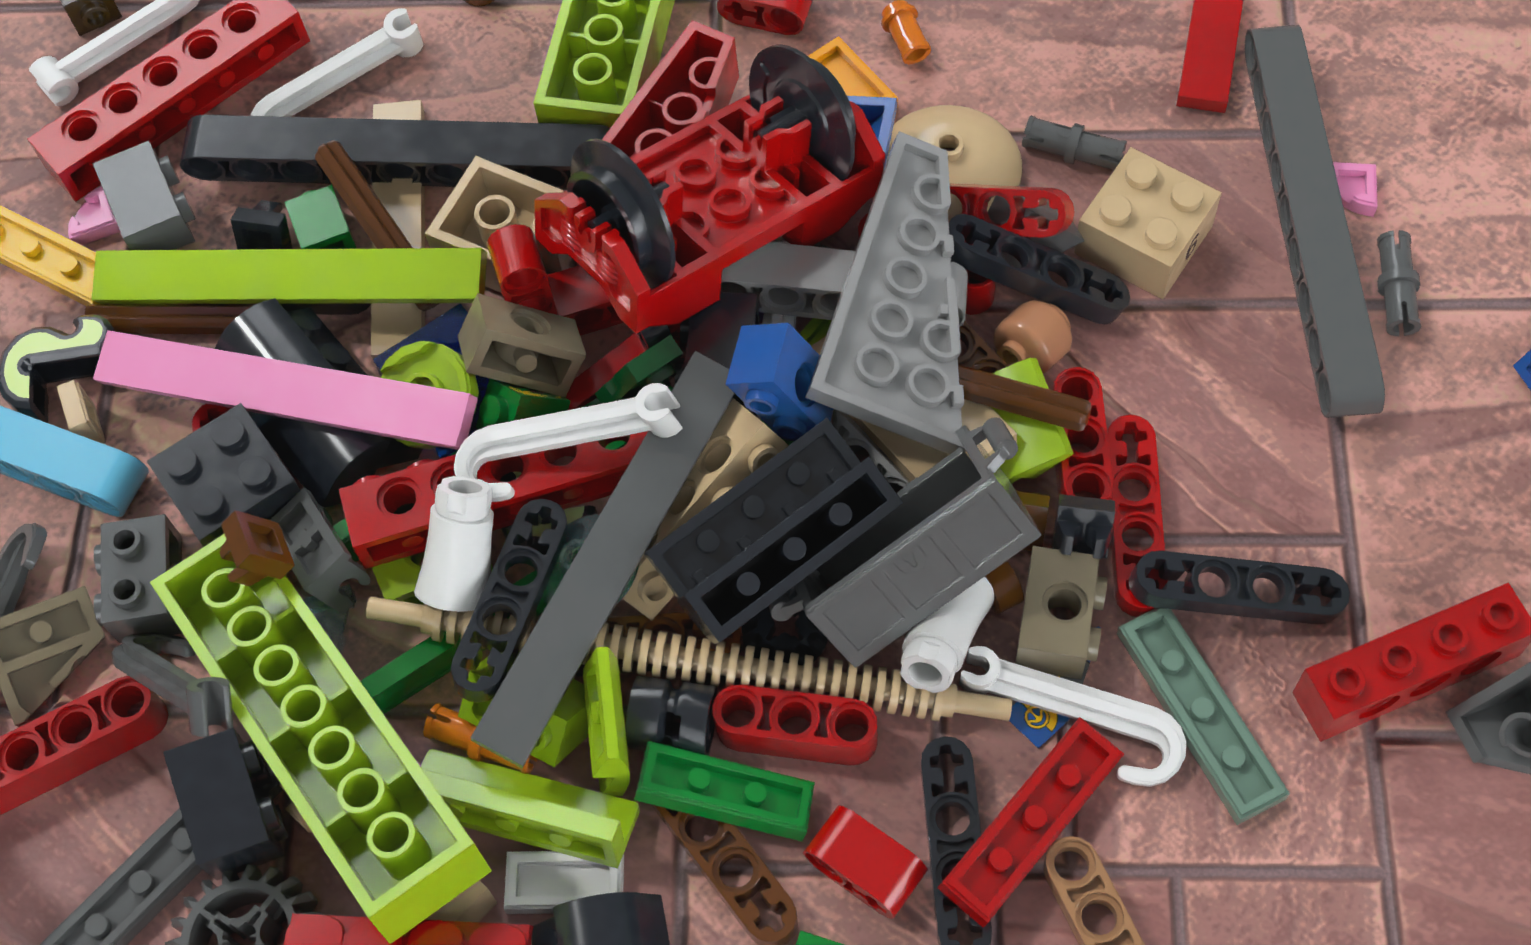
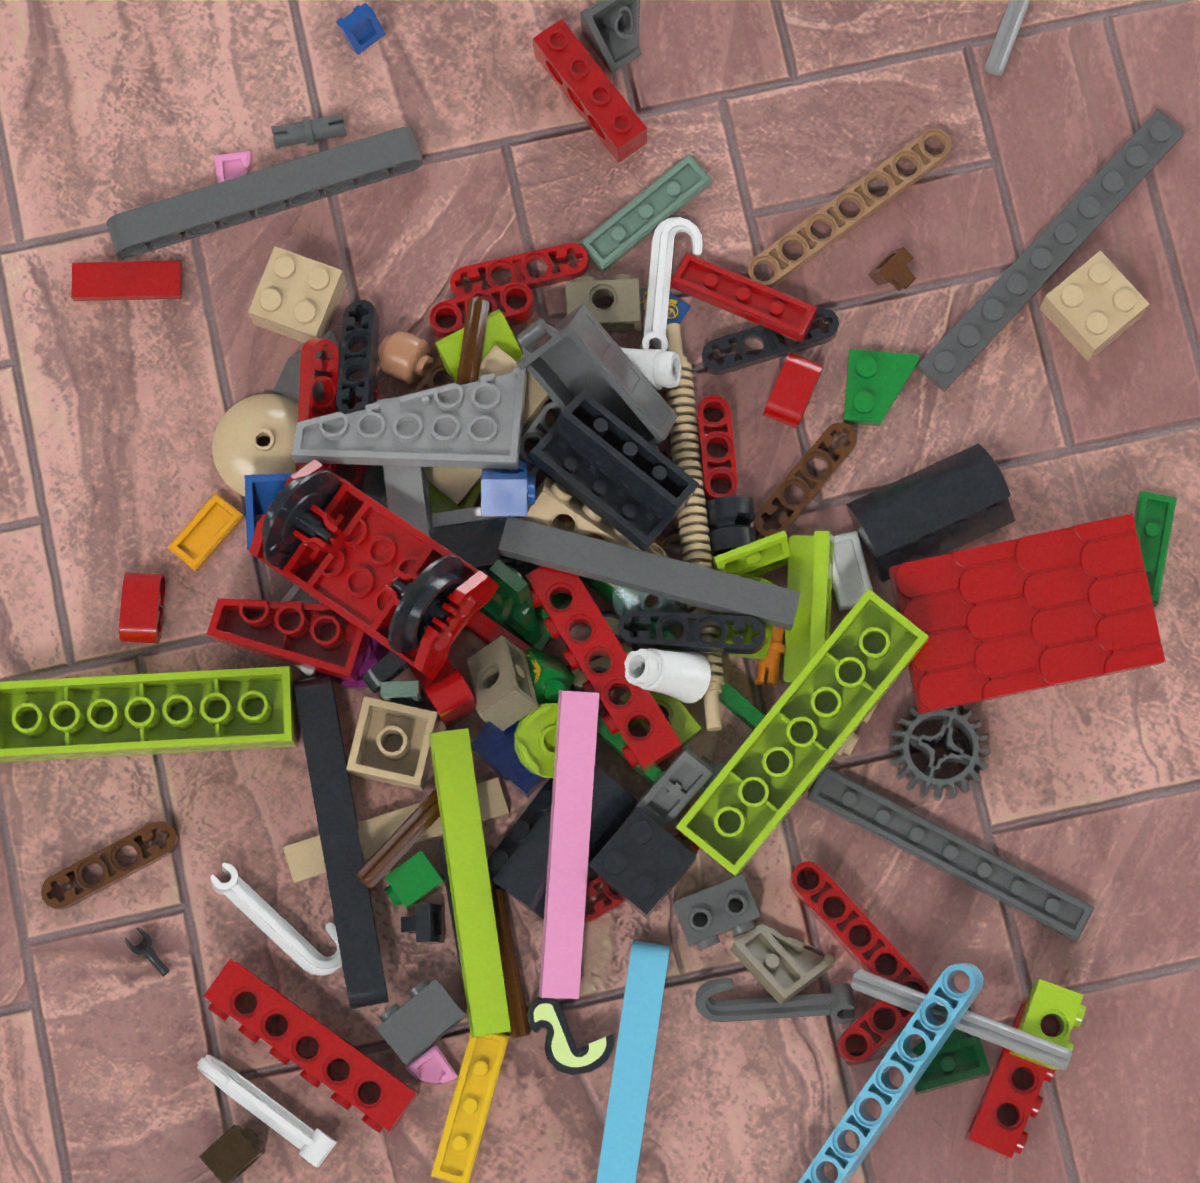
camera: 105 degrees left, 15 degrees up
(80, 411) = (603, 1003): tan tile -> none
(203, 699) = (813, 798): dark grey piece -> none
(225, 802) = (865, 776): black brick -> none
(256, 549) = (702, 799): reddish brown tile -> none
(572, 427) = (578, 623): white piece -> none
(725, 791) = (771, 482): green tile -> none
(901, 22) = (154, 498): orange pin -> none
(1073, 143) = (233, 360): dark grey pin -> none
(1083, 525) = (545, 296): black tile -> none
(1239, 593) = (562, 199): black beam -> none

